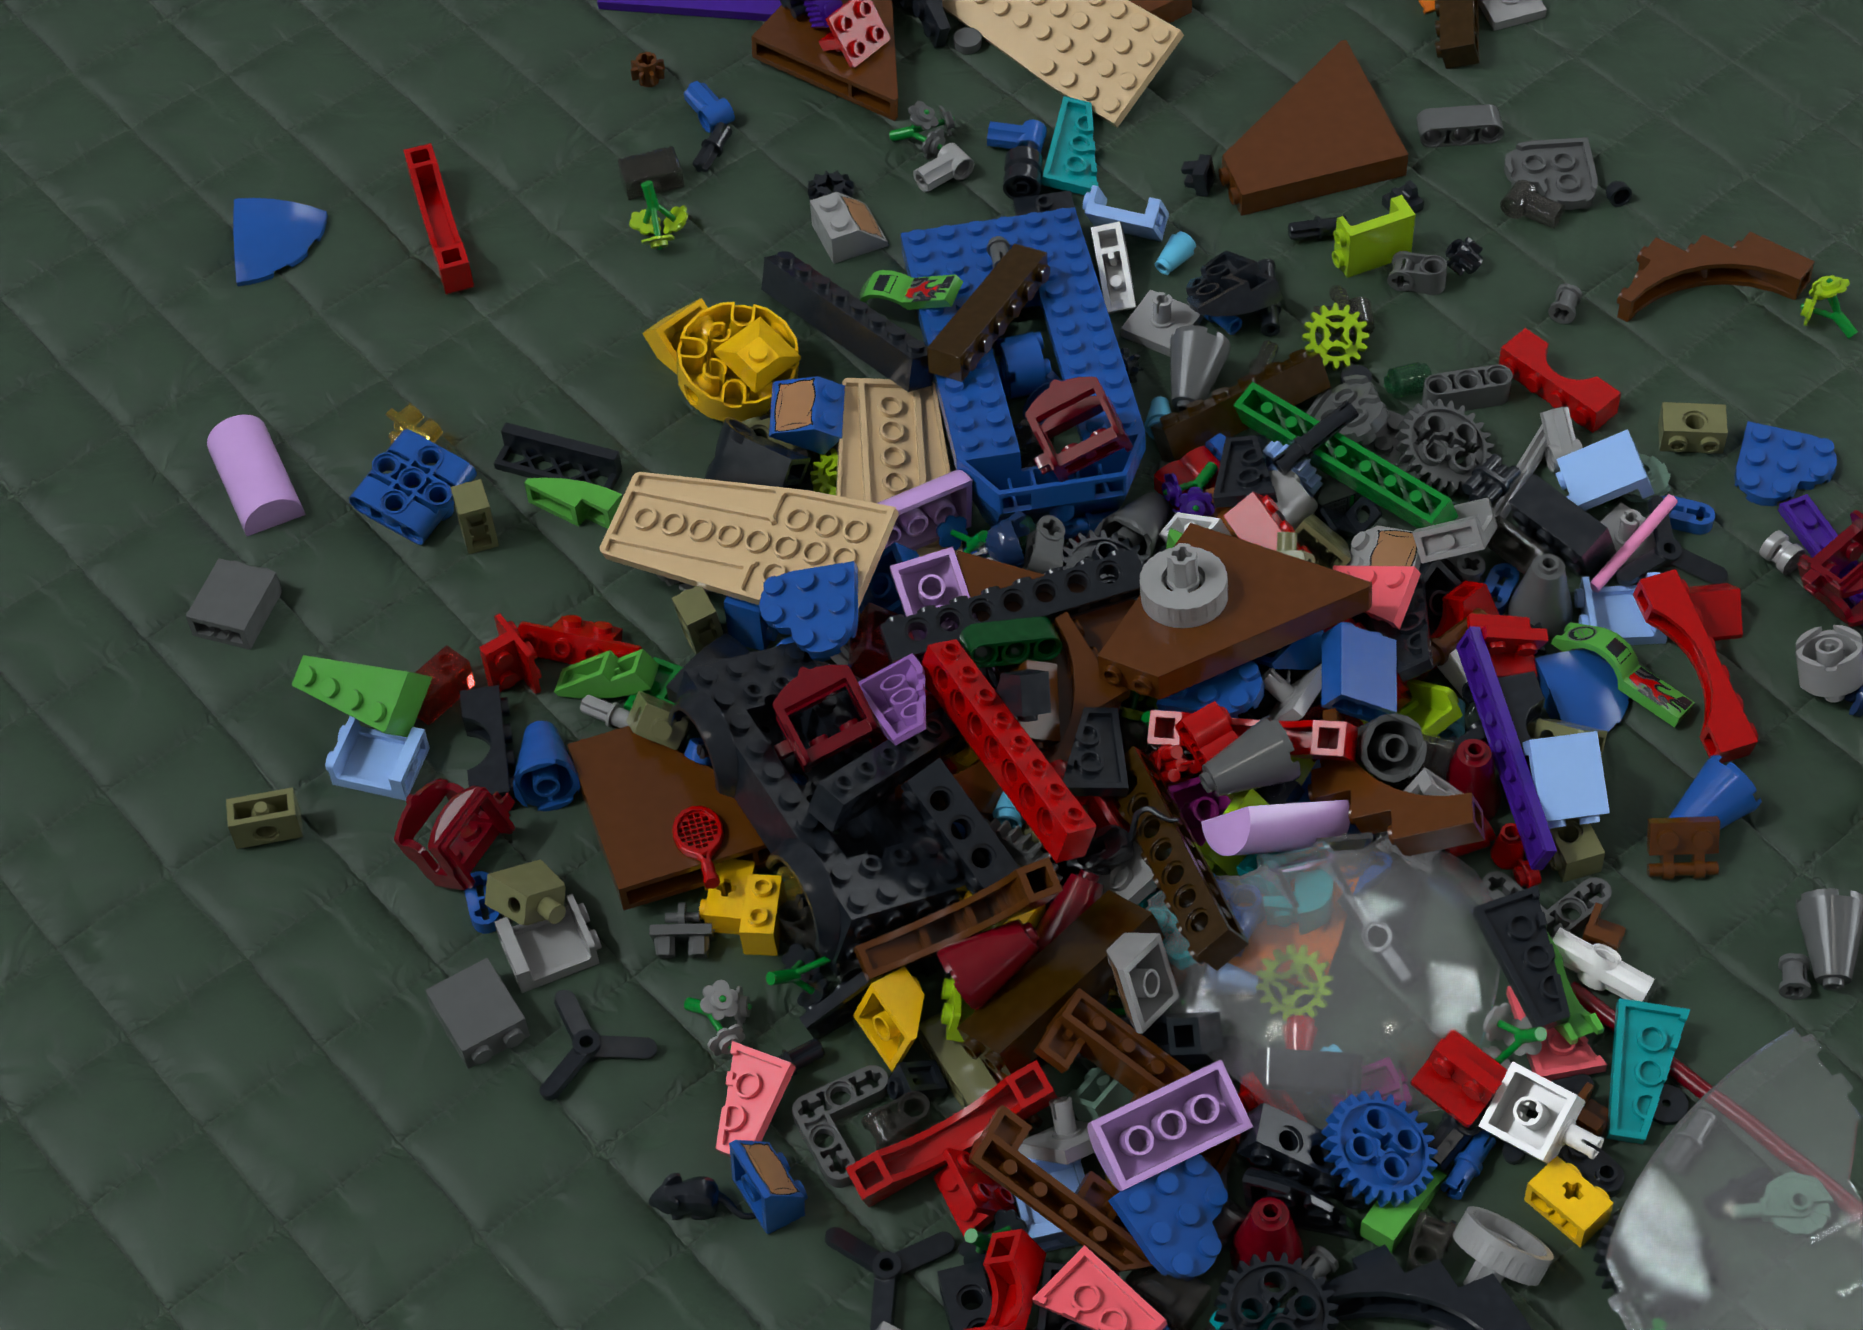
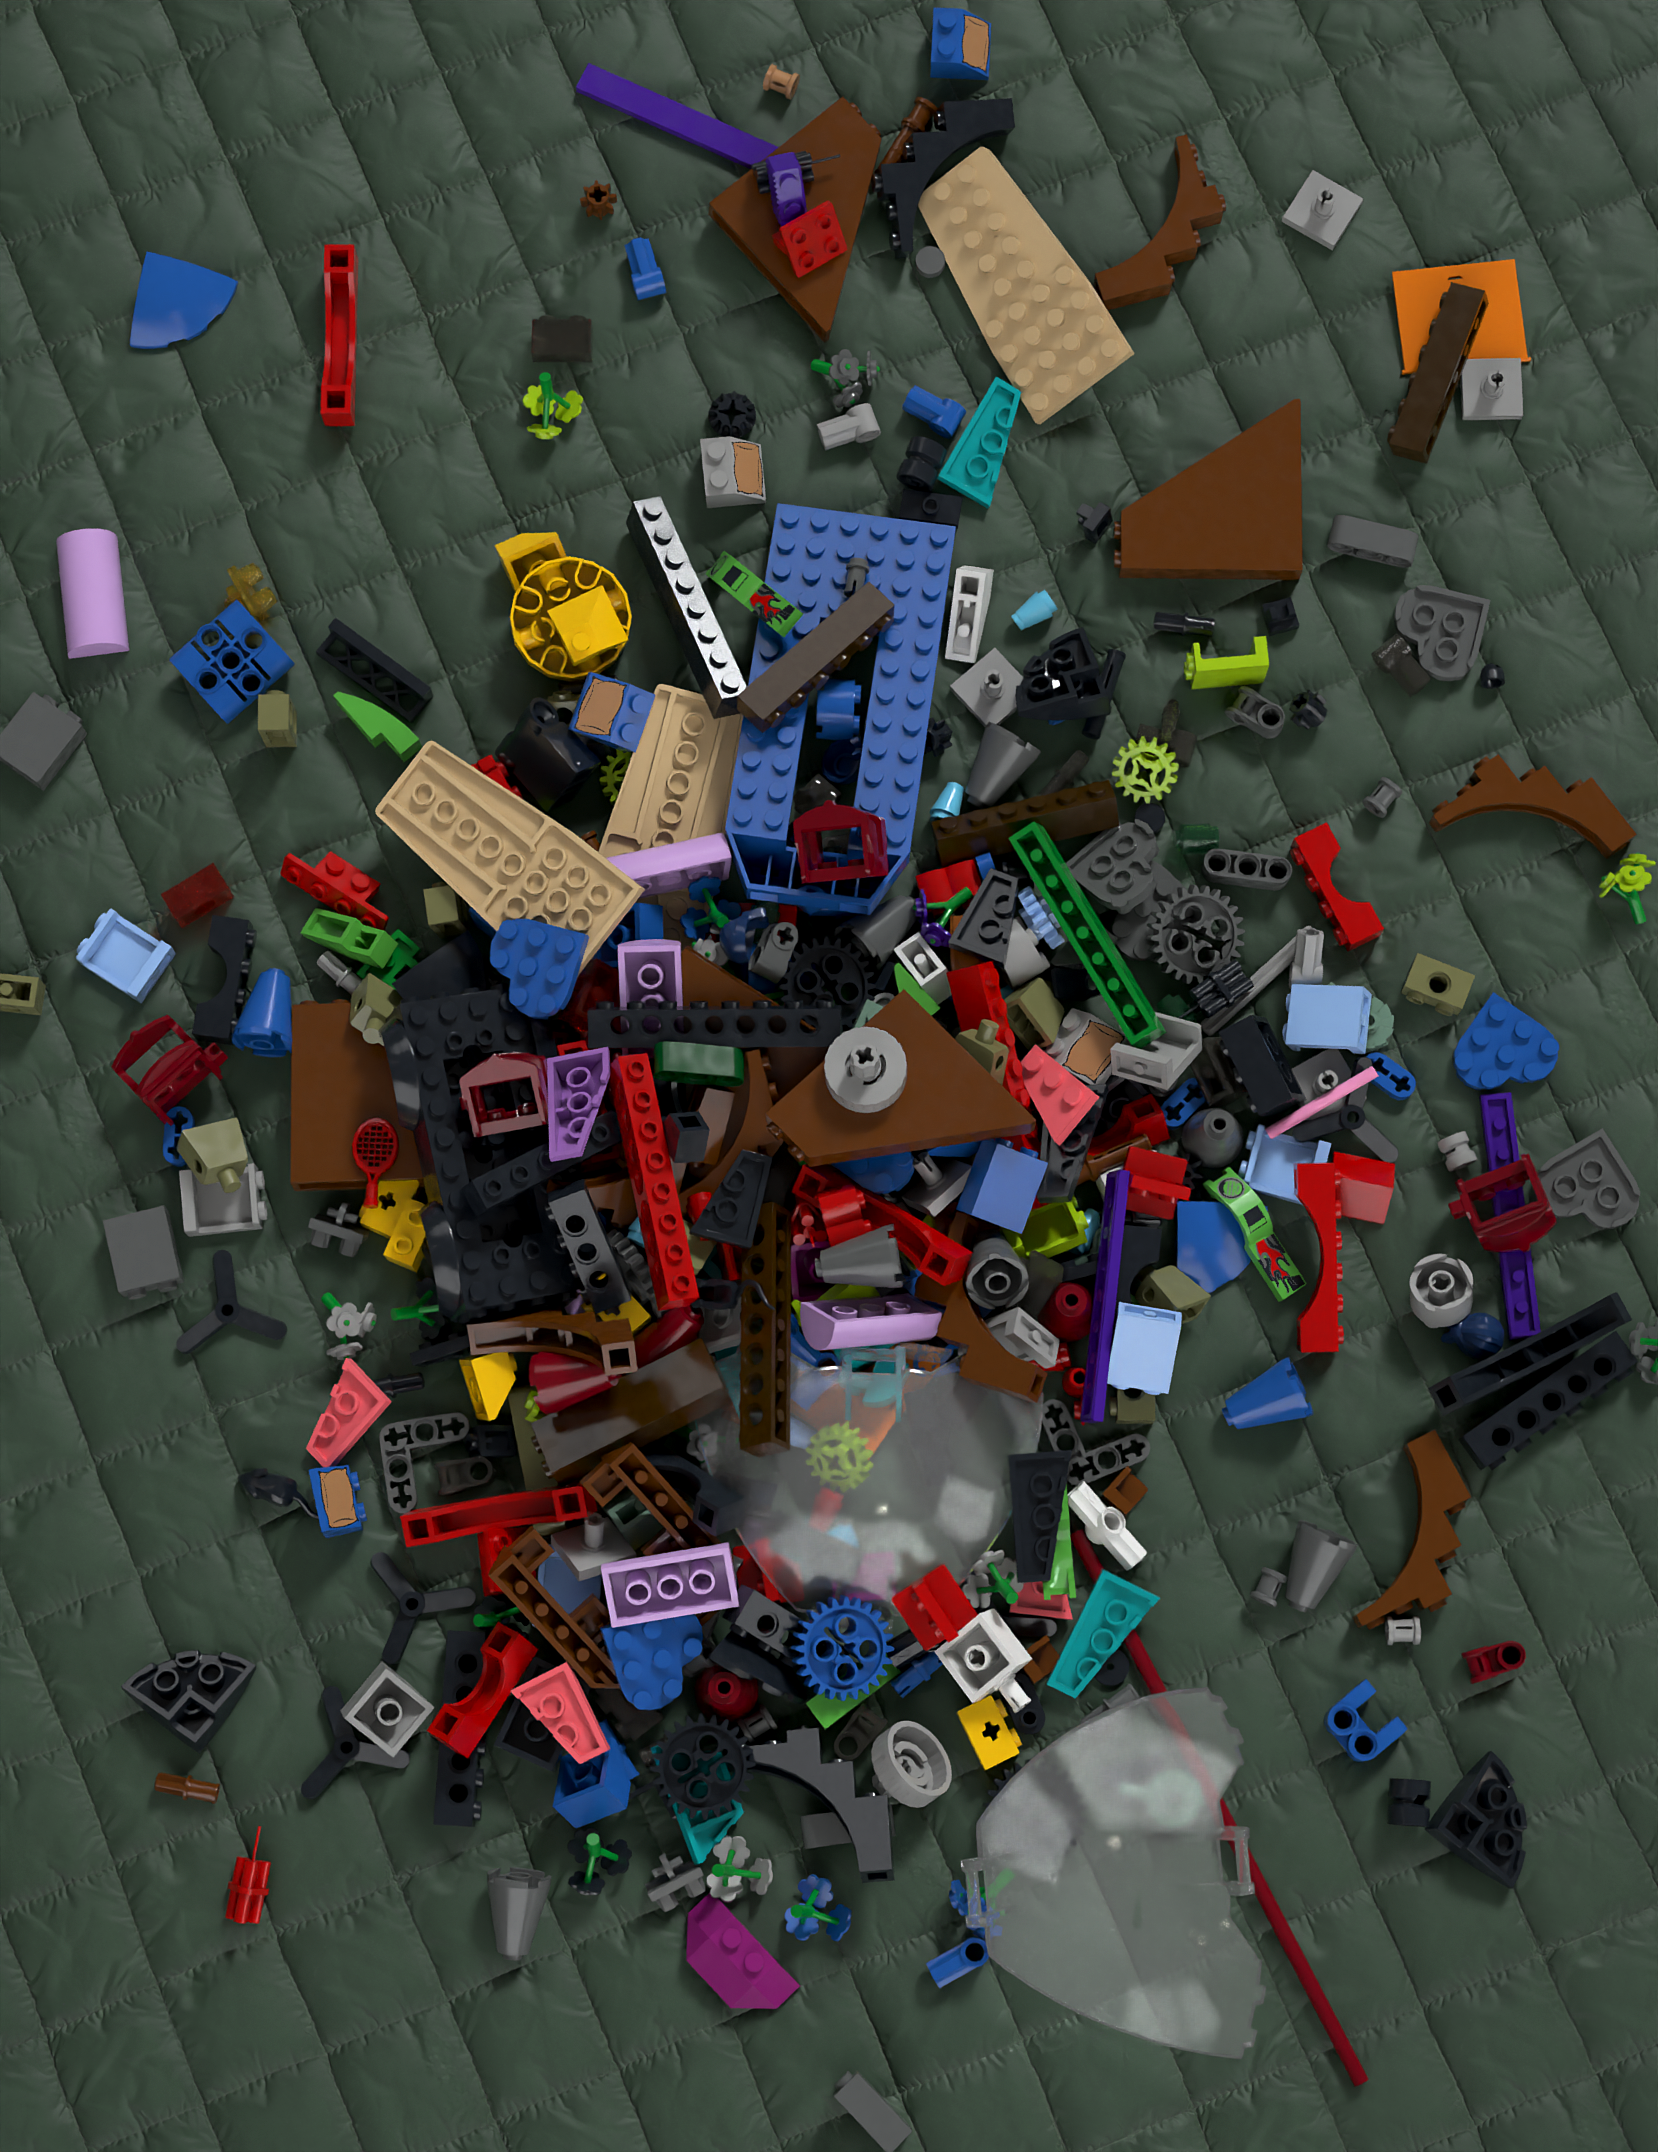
camera: 15 degrees right, 25 degrees up
(371, 694) = (126, 891): bright green wedge -> none
(509, 658) = (265, 893): red bracket -> none
(712, 147) = (632, 324): black axle -> none
(1142, 977) = (691, 1445): light grey slope -> none
(1147, 225) = (994, 561): light blue panel -> none
(1309, 442) = (1064, 912): black pin -> none
(1680, 837) = (1230, 1427): reddish brown plate -> none

